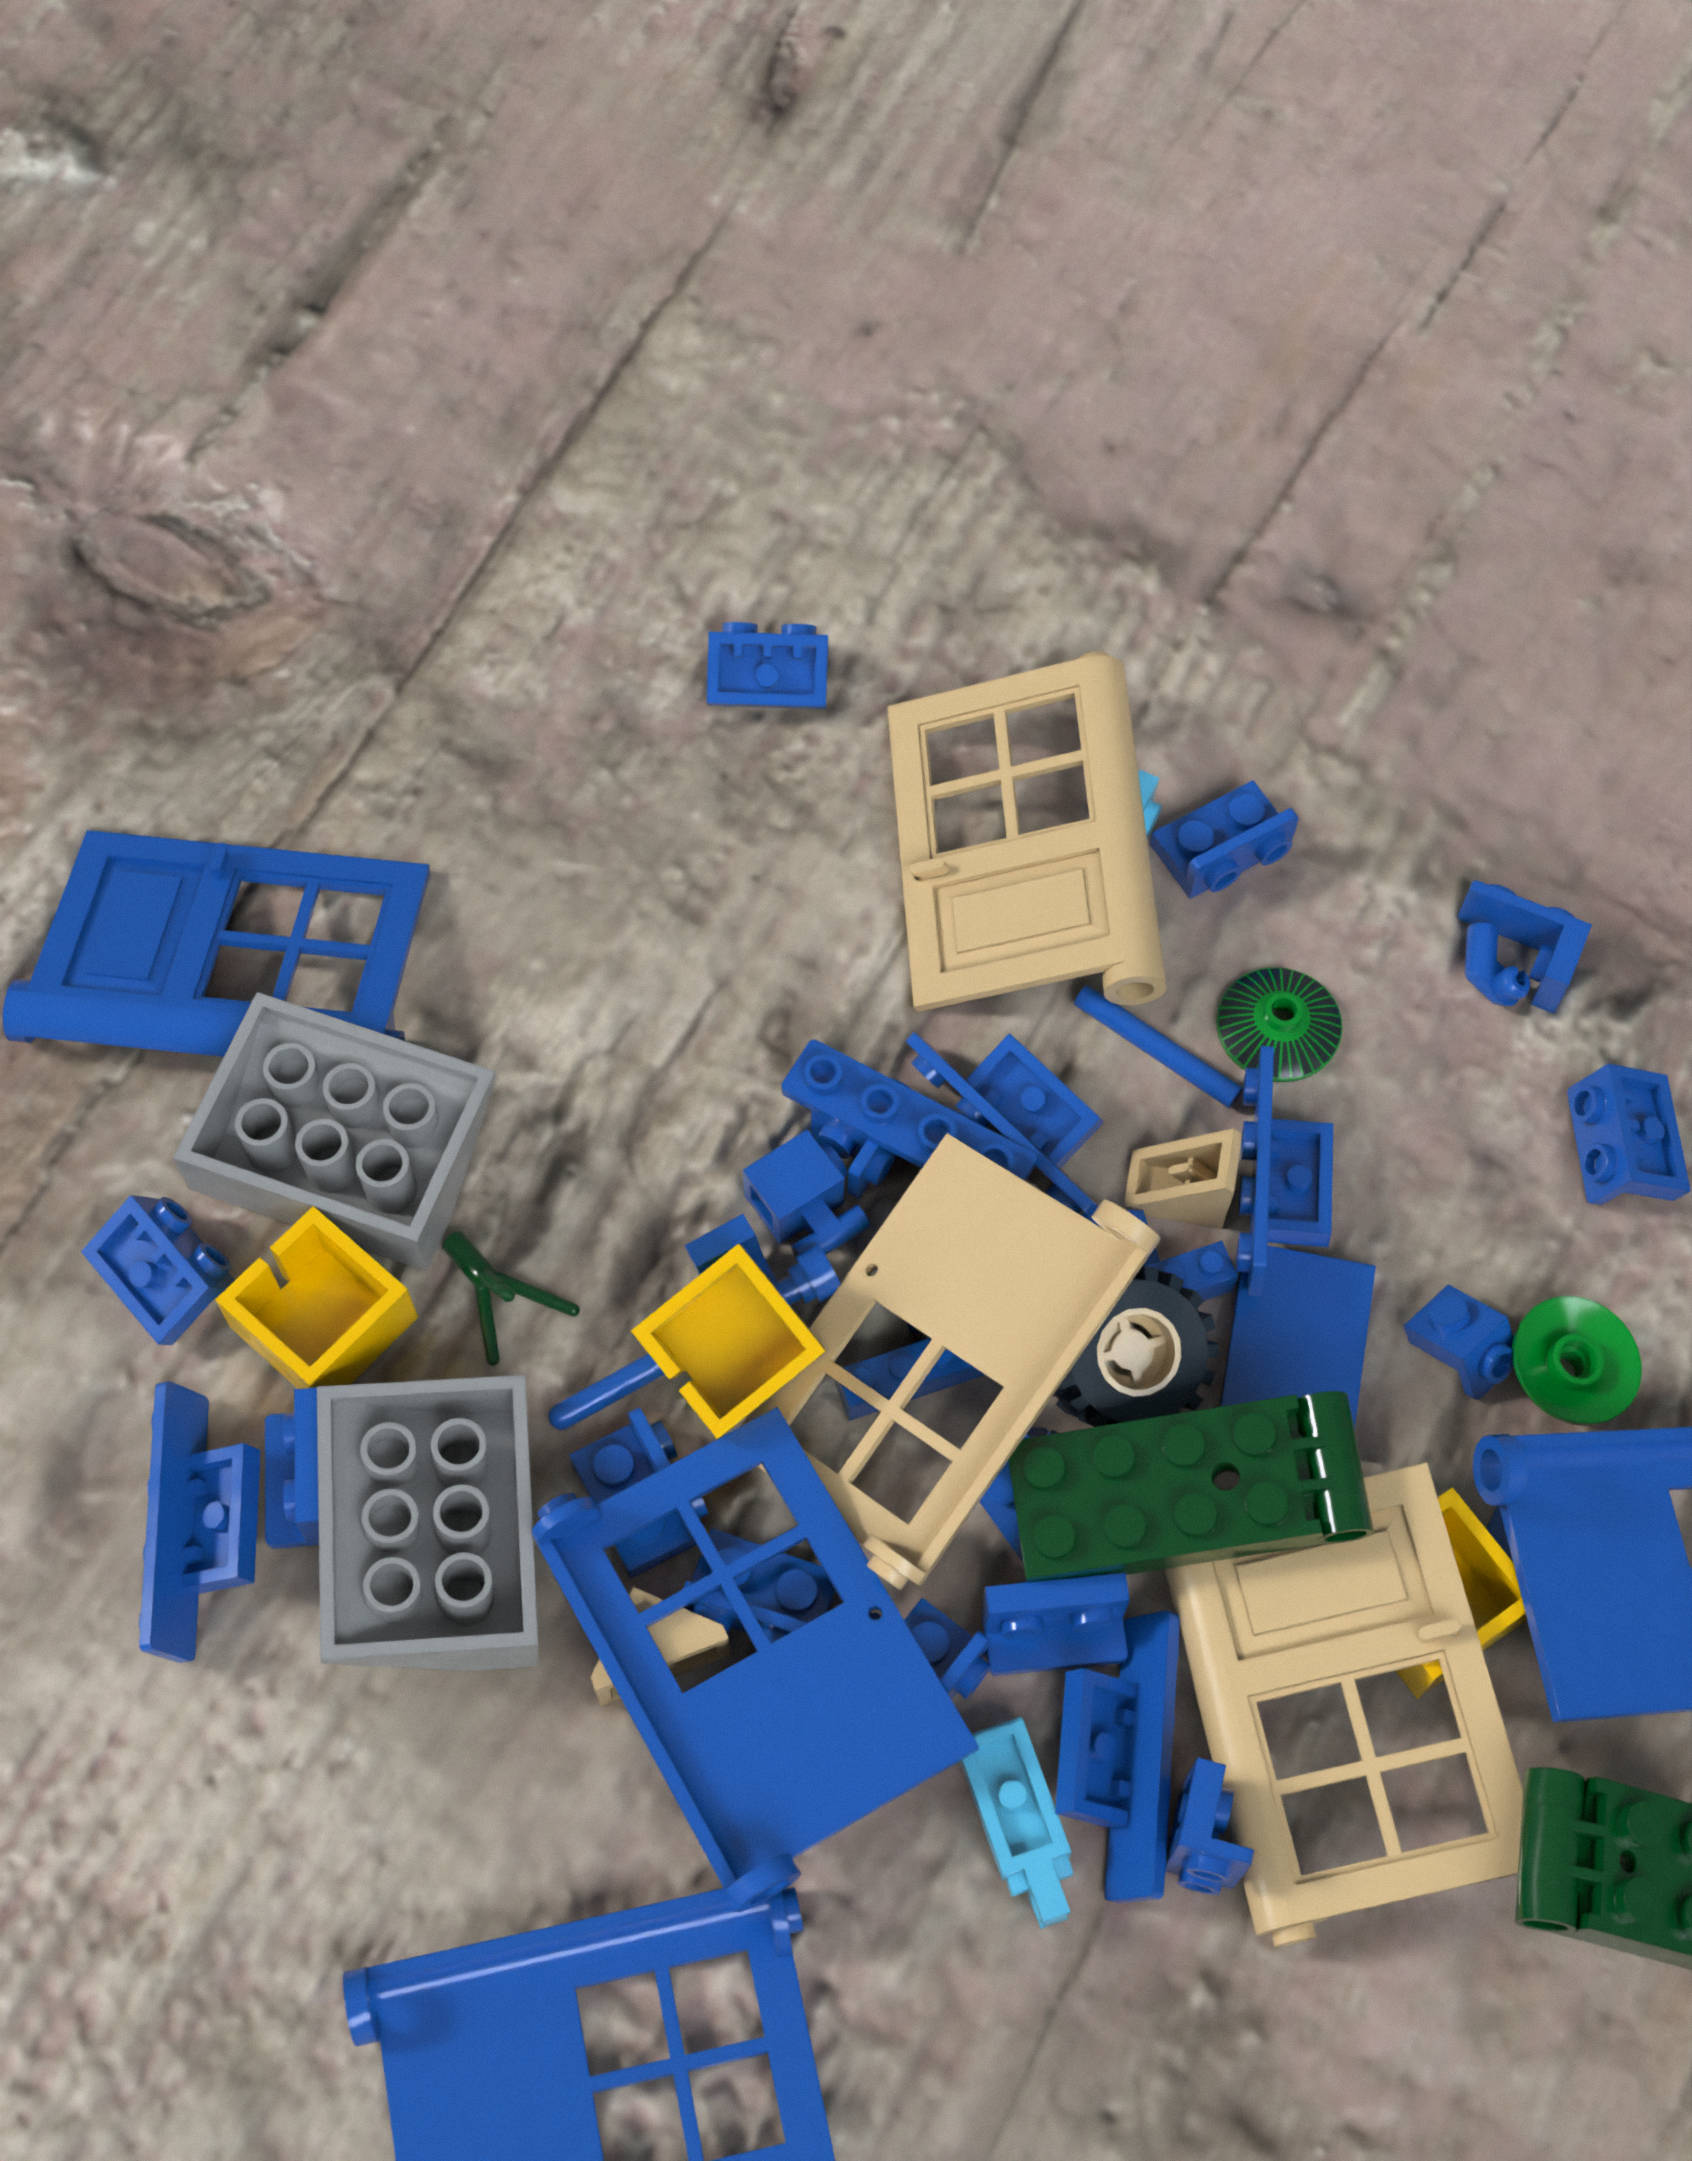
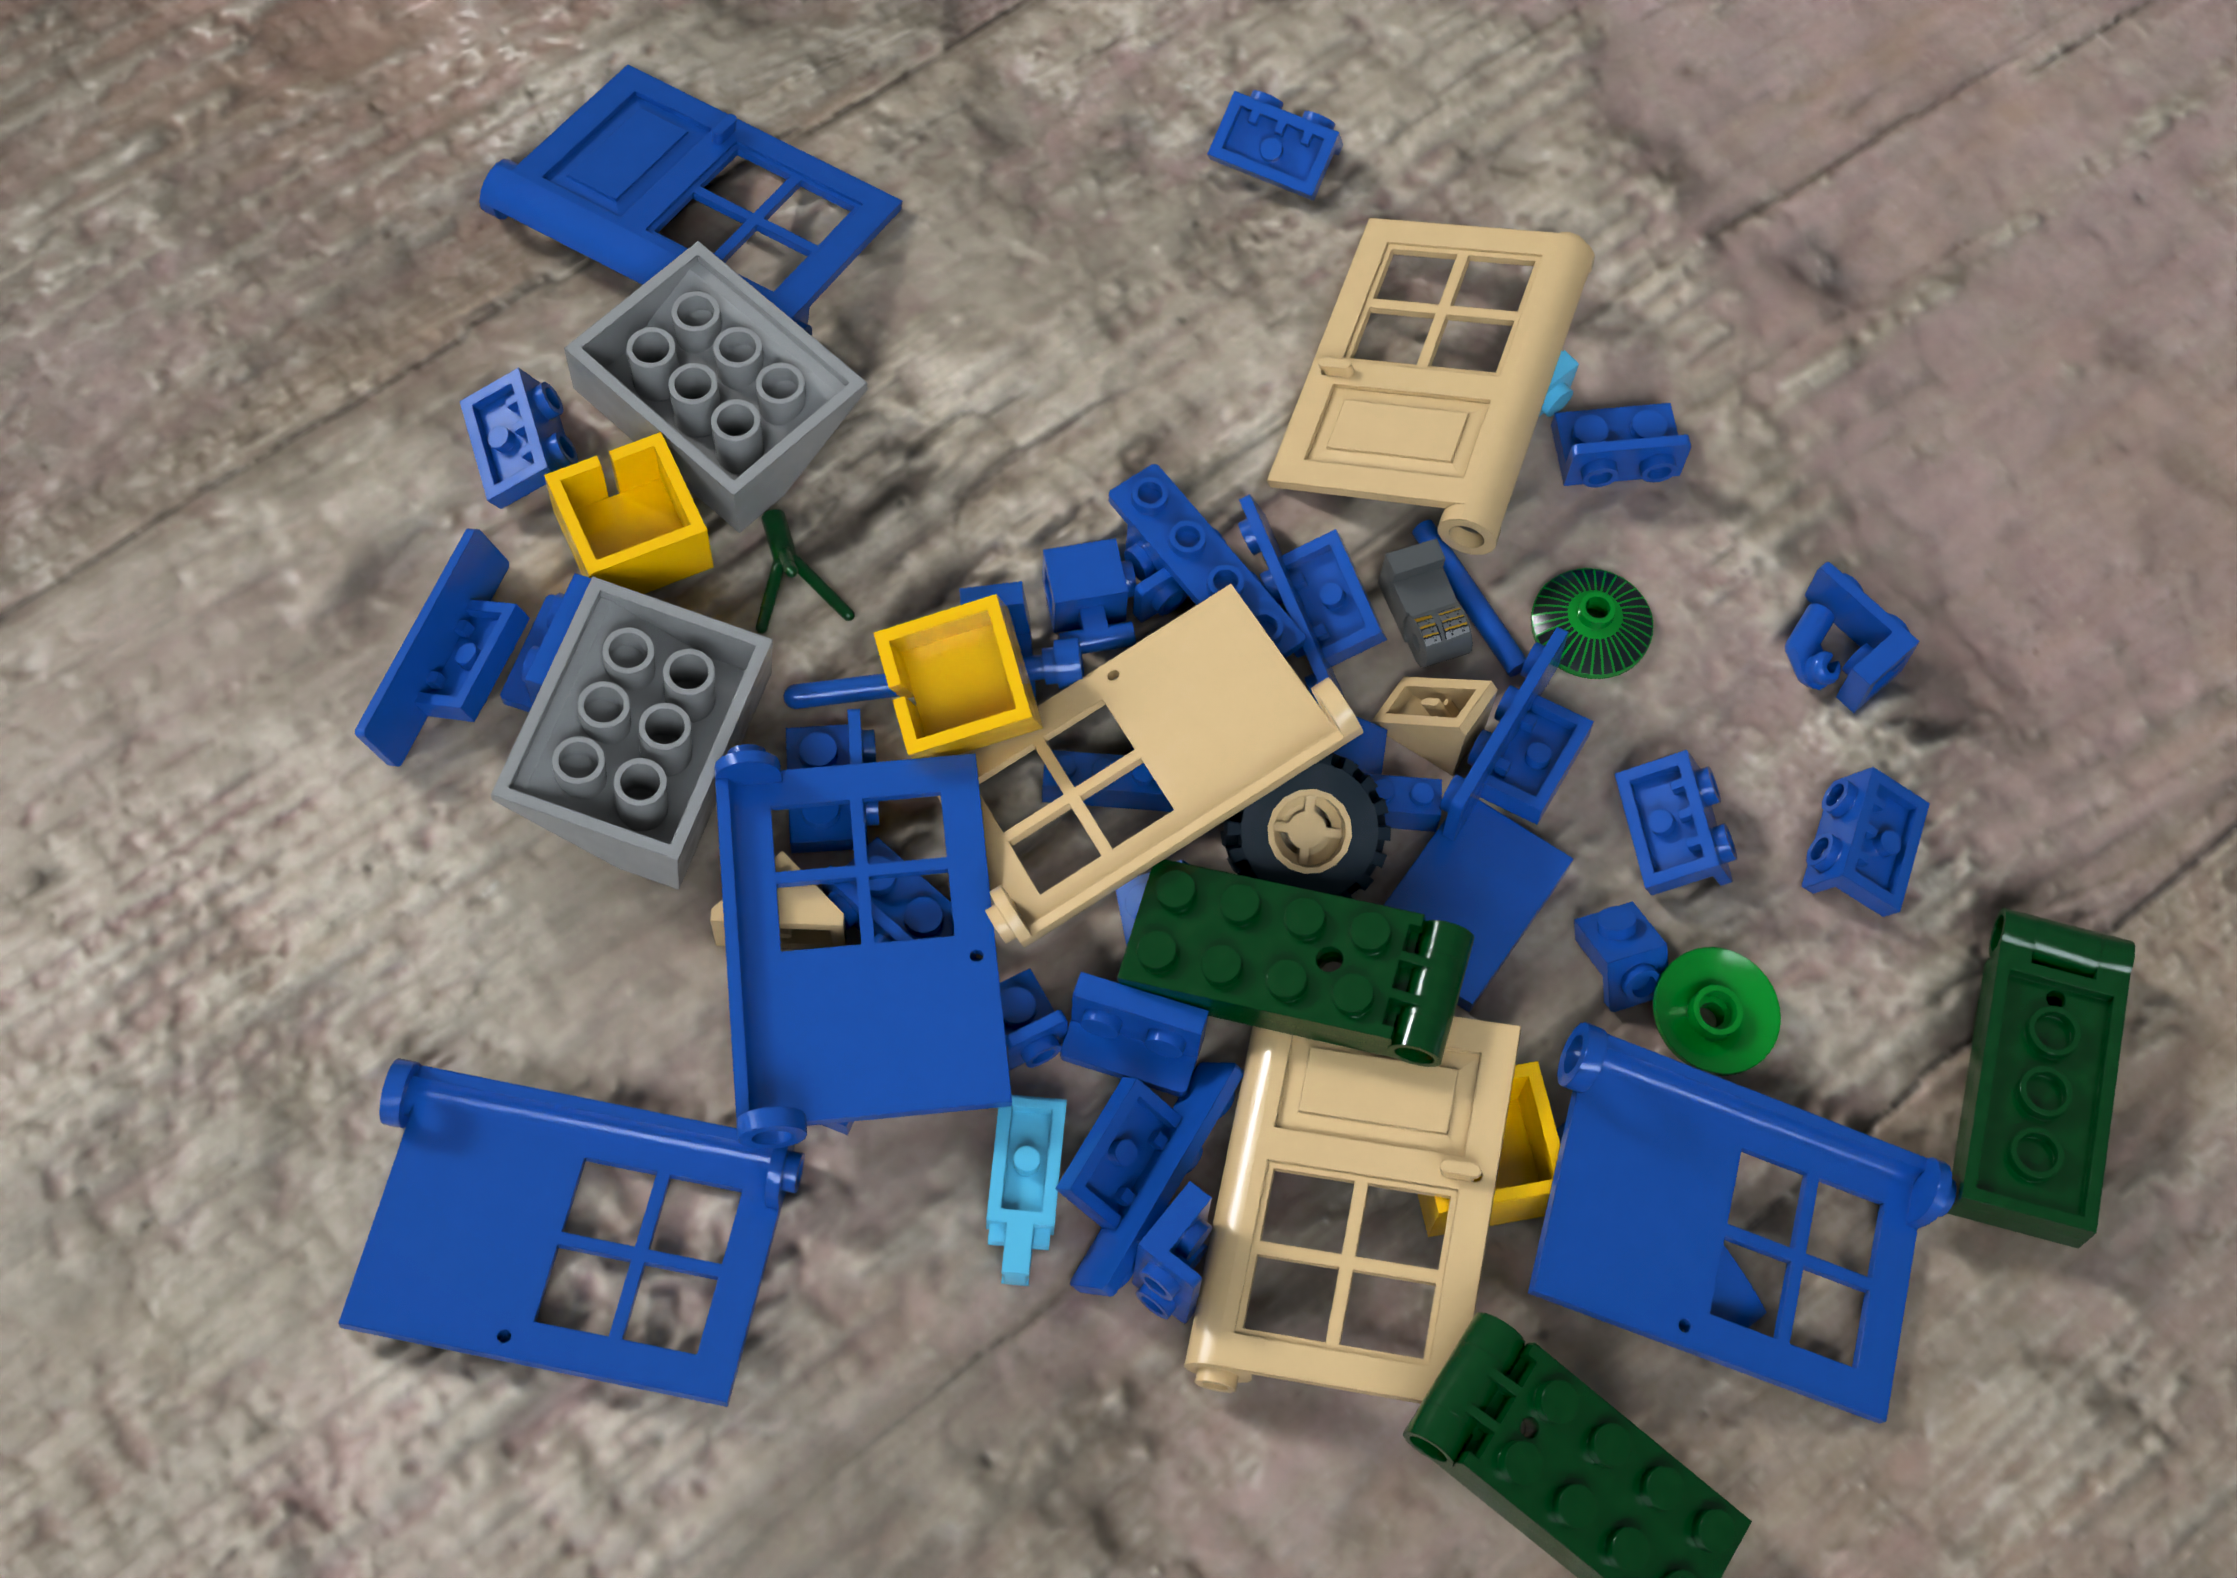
camera: 20 degrees right, 0 degrees up
(1123, 1072) = (1425, 604): none -> dark grey leg
(1450, 1193) = (1675, 823): none -> blue bracket

